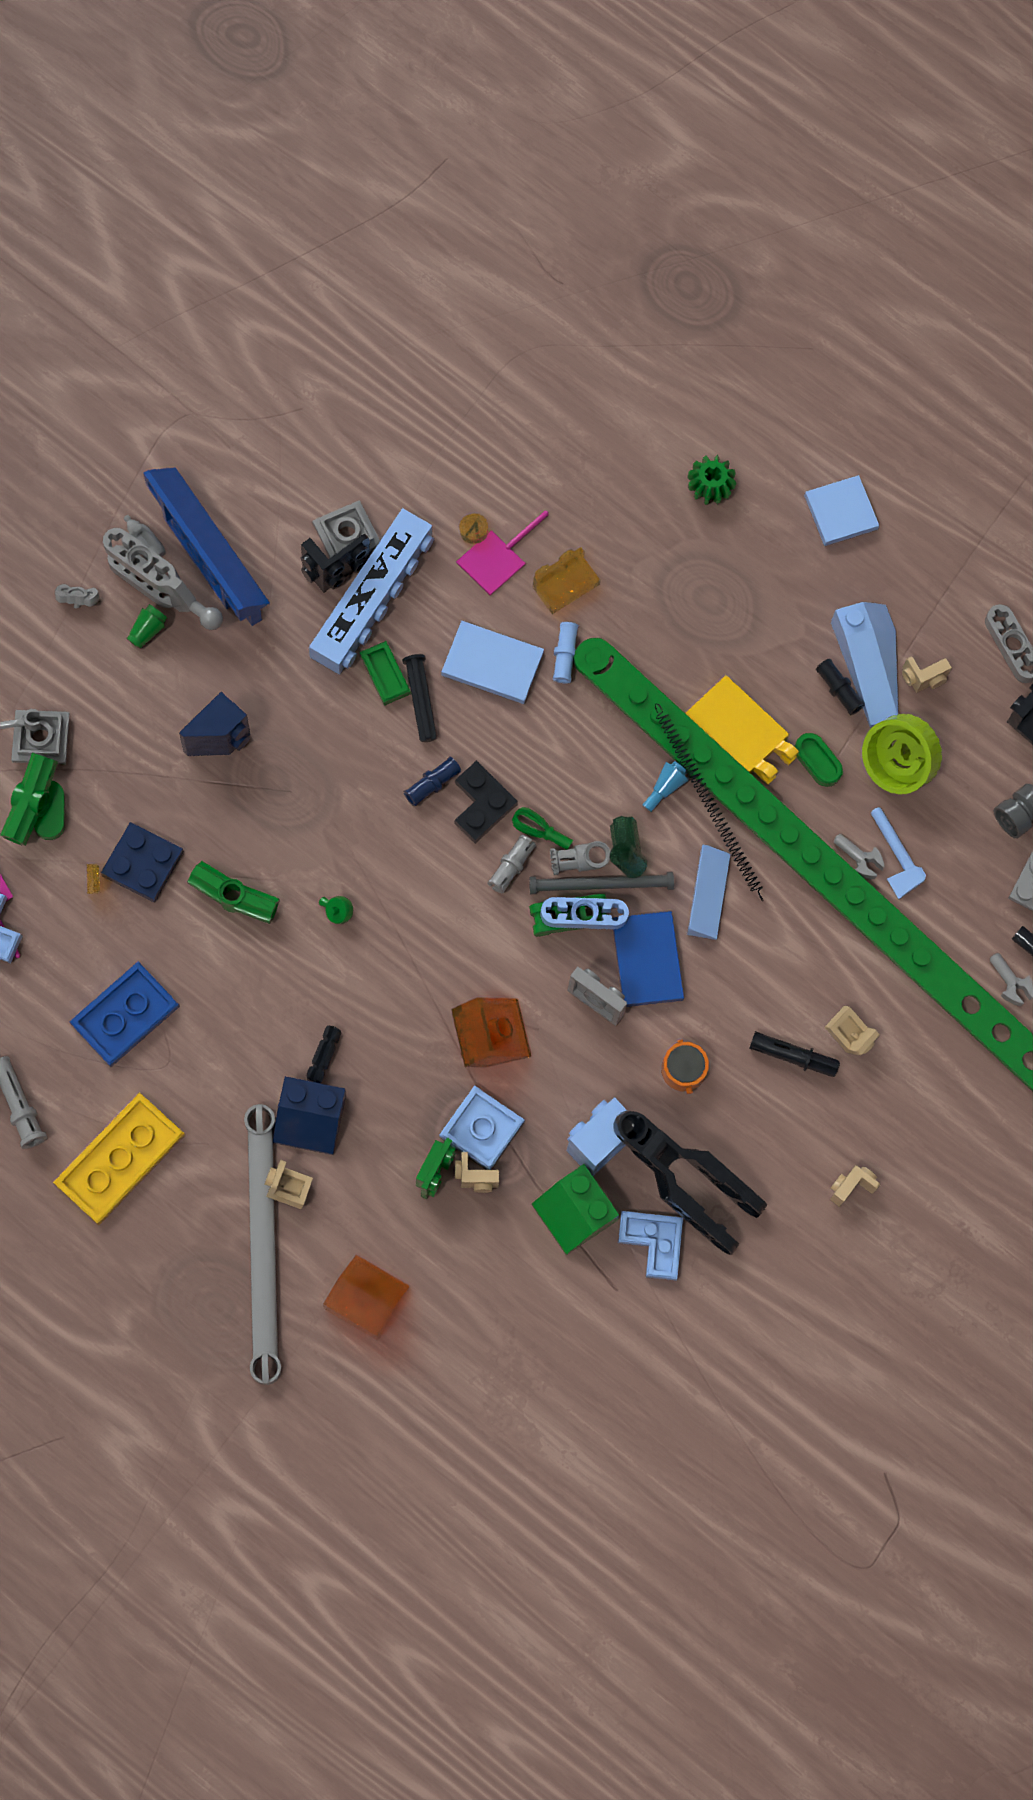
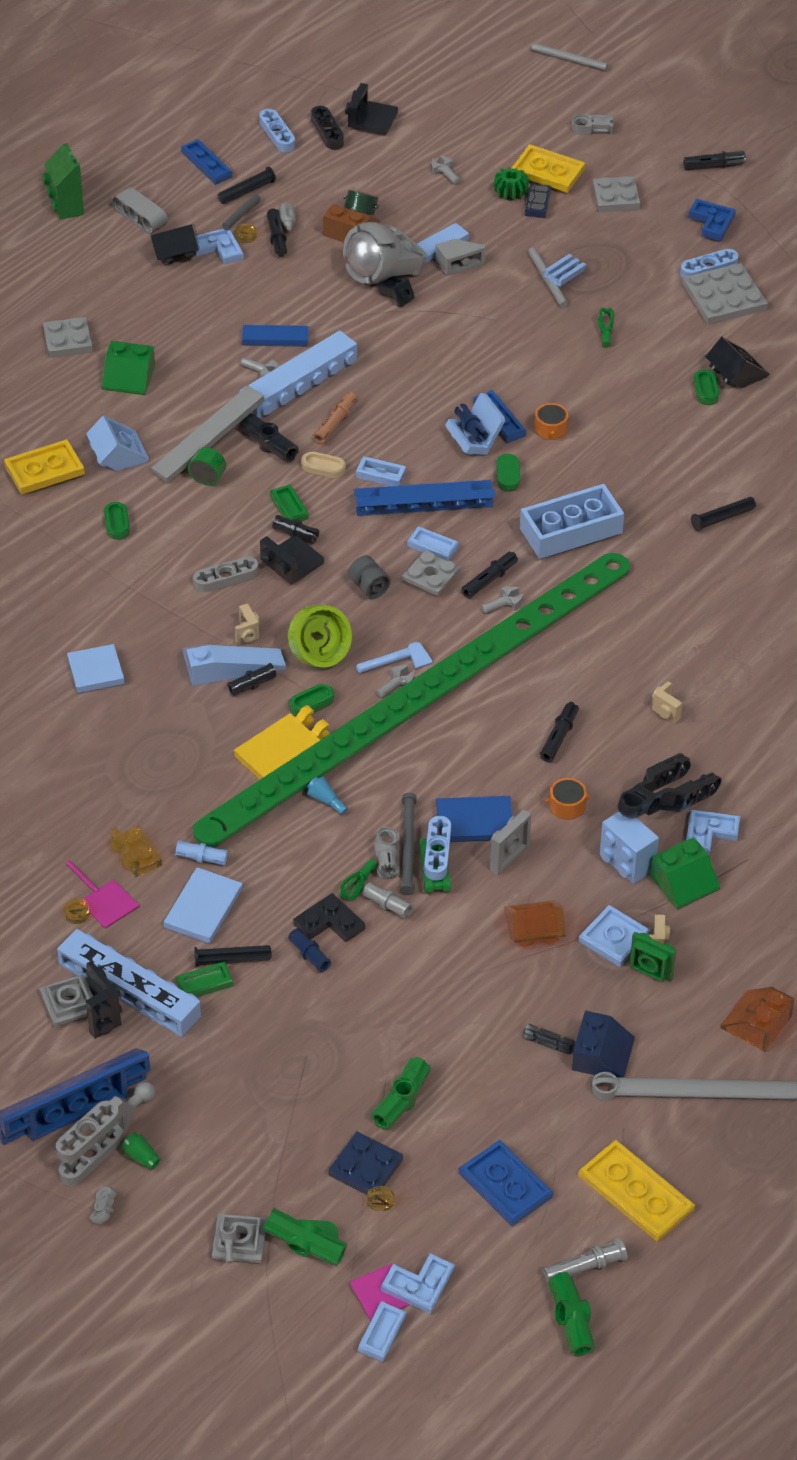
camera: 80 degrees left, 25 degrees down
(144, 535) = (46, 1156): light grey piece -> none
(216, 729) = (249, 1090): dark blue slope -> none
(287, 1185) = (663, 1063): tan bracket -> none
(338, 909) = (420, 1021): green piece -> none
(626, 847) = (374, 819): clear green piece -> none
(708, 893) = (420, 777): light blue slope -> none
(709, 800) = (339, 764): black piece -> none
(711, 480) = (57, 745): green gear -> none
(851, 1032) = (545, 694): tan bracket -> none

